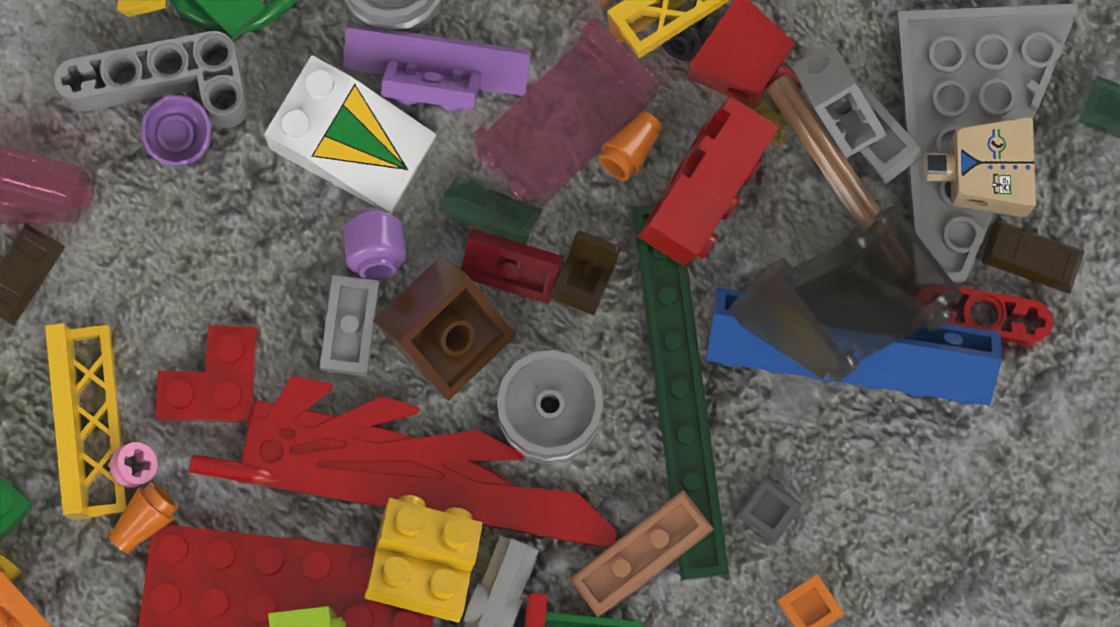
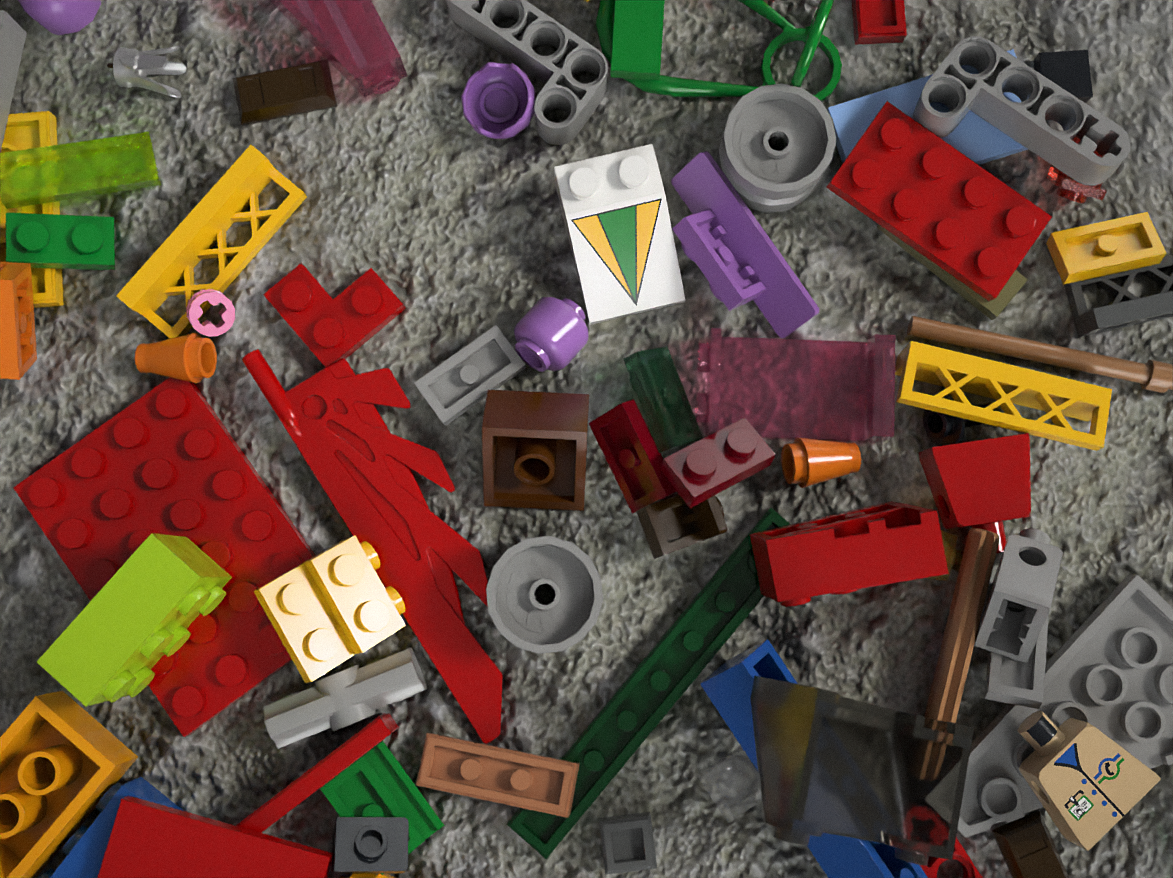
camera: 50 degrees right, 5 degrees up
(568, 211) = (717, 462): none -> dark red plate

